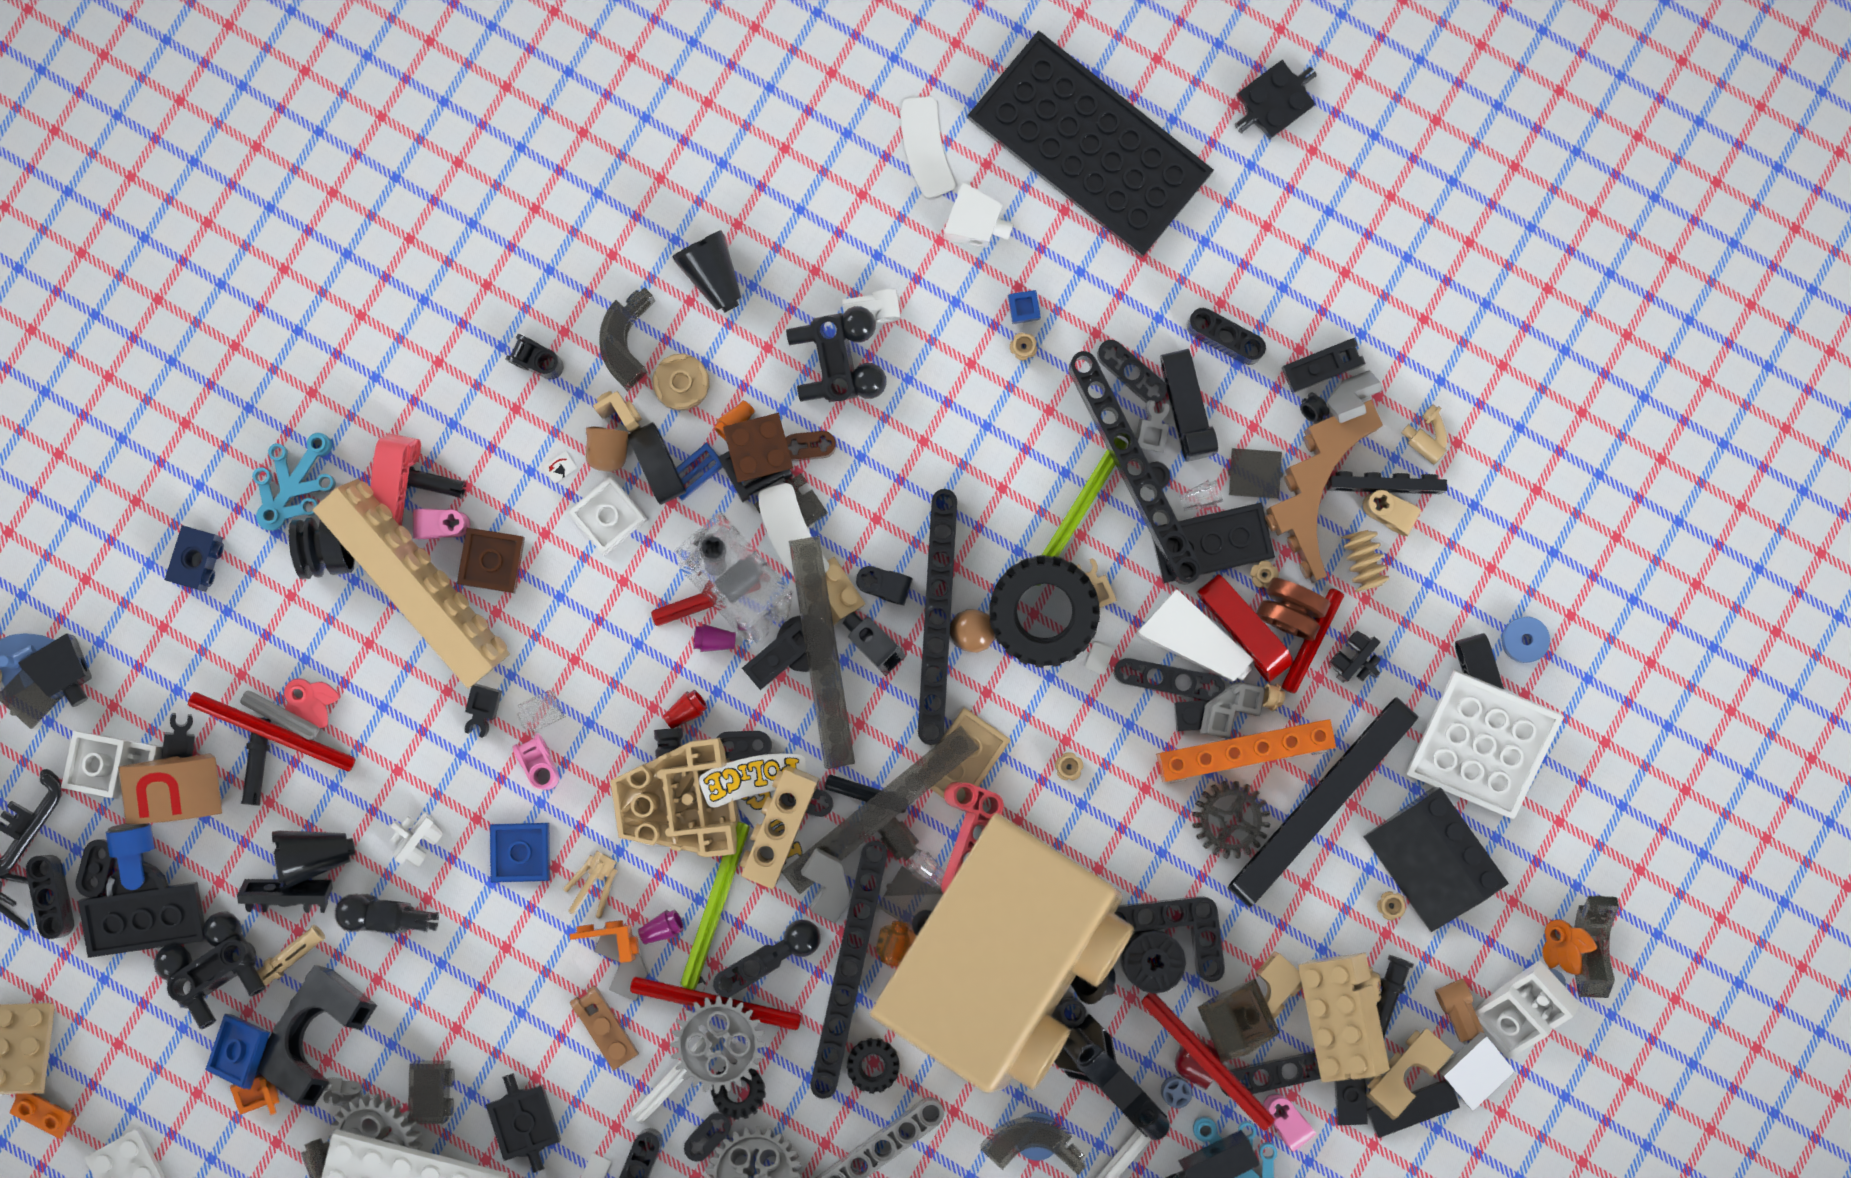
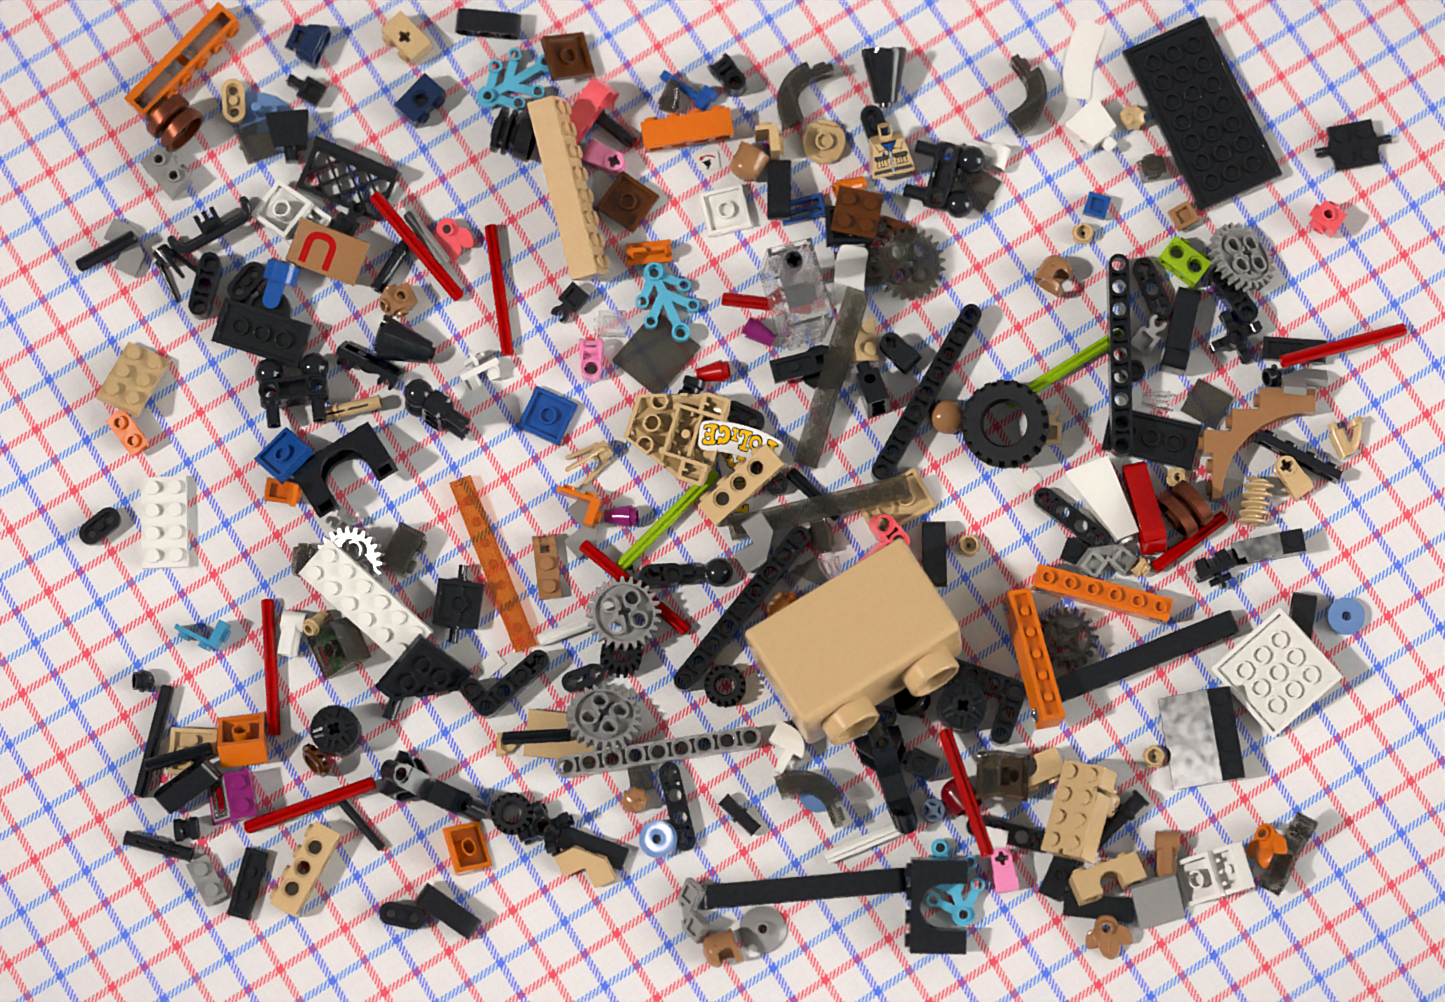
camera: 30 degrees right, 5 degrees down
(37, 553) = (312, 43): none -> dark blue piece
(59, 608) = (308, 90): none -> black plate
(127, 488) = (400, 27): none -> tan brick
(147, 666) = (350, 158): none -> black fence
(229, 431) = (488, 24): none -> black beam
(280, 806) = (397, 300): none -> medium nougat brick
(338, 425) = (567, 56): none -> reddish brown plate
(393, 734) = (499, 290): none -> red axle
(480, 416) = (670, 97): none -> clear smoke cone
(517, 444) = (687, 129): none -> orange brick
(518, 399) = (702, 98): none -> blue brick
(540, 1055) = (493, 564): none -> clear orange tile
(543, 607) = (647, 252): none -> orange hinge
(589, 650) = (665, 299): none -> medium azure plant
(609, 719) = (655, 356): none -> clear smoke piece
(731, 337) = (870, 127): none -> black plate
(761, 361) = (888, 153): none -> tan torso
(824, 490) = (889, 264): none -> clear smoke gear
(882, 349) = (980, 187): none -> clear smoke piece
(886, 199) = (1030, 111): none -> clear smoke arch
(969, 1096) = (791, 742): none -> white brick
(1007, 414) = (1045, 274): none -> medium nougat helmet
(1014, 186) = (1132, 117): none -> tan piece
(1035, 797) = (934, 552): none -> black beam
(1065, 234) = (1151, 168): none -> clear smoke brick
(1126, 271) = (1183, 216): none -> medium nougat plate
(1150, 1045) = (931, 764): none -> black brick
(1152, 331) = (1180, 266): none -> lime brick
(1207, 866) = (1033, 658): none -> orange piece
(1216, 289) = (1241, 257): none -> light grey gear
(1262, 1086) = (998, 836): none -> white sticker
(1267, 394) = (1244, 332): none -> black pin
(1288, 197) = (1326, 218): none -> coral brick
(1376, 334) = (1342, 345): none -> red axle
(1404, 604) = (1269, 547): none -> slope
(1441, 1140) = (1108, 940): none -> medium nougat plate

